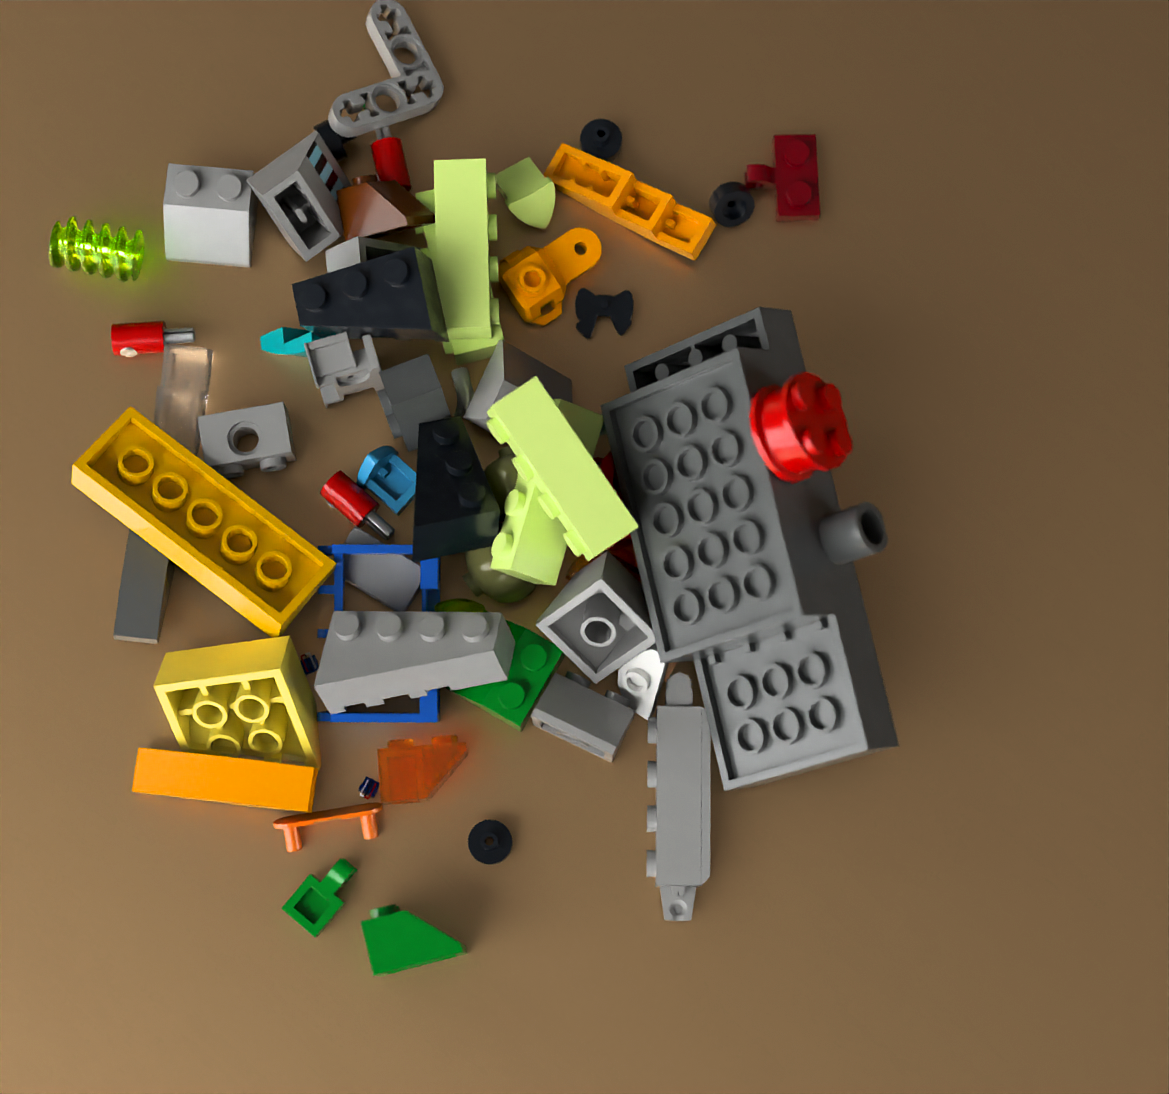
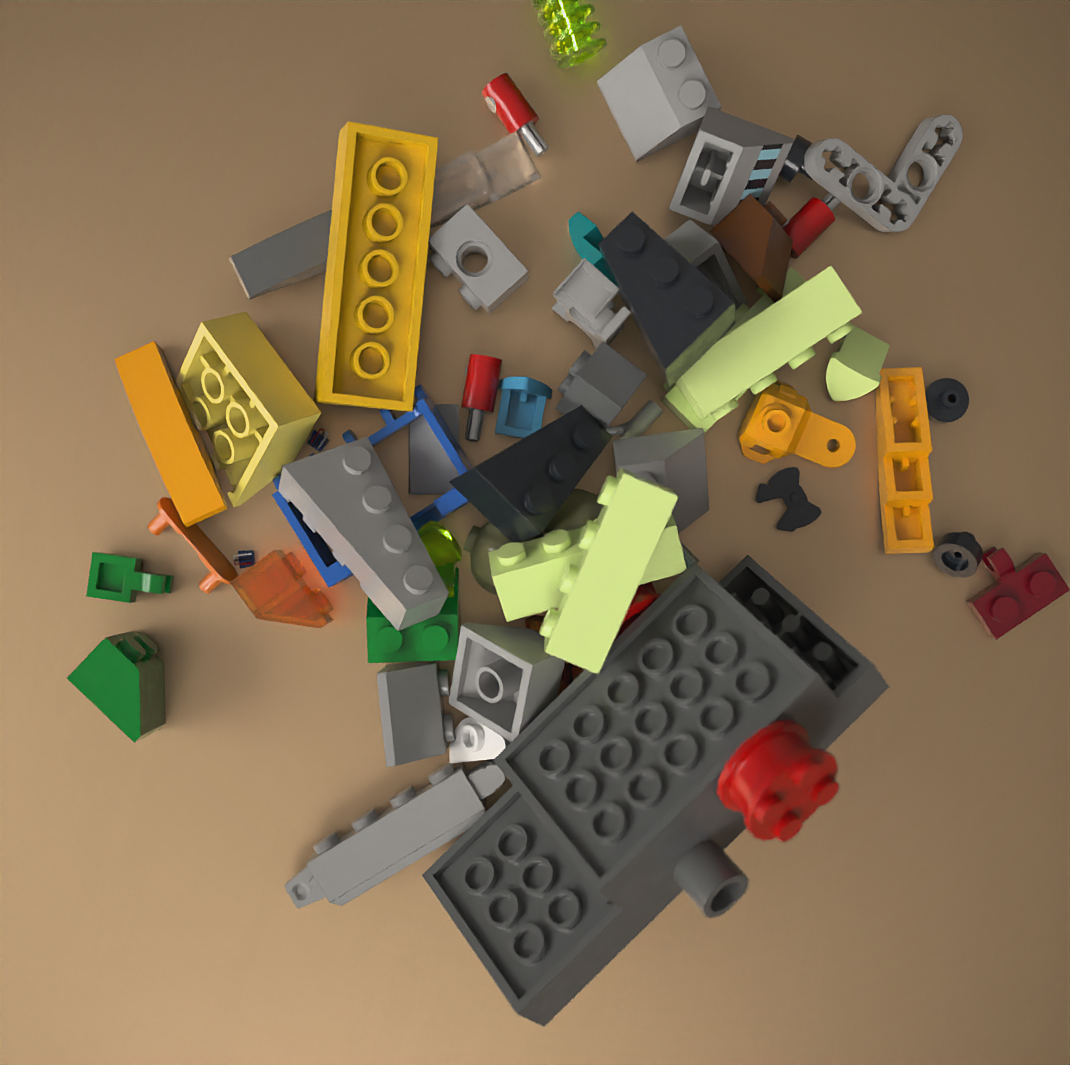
camera: 60 degrees right, 10 degrees up
(493, 853) = (271, 688): black tile -> none

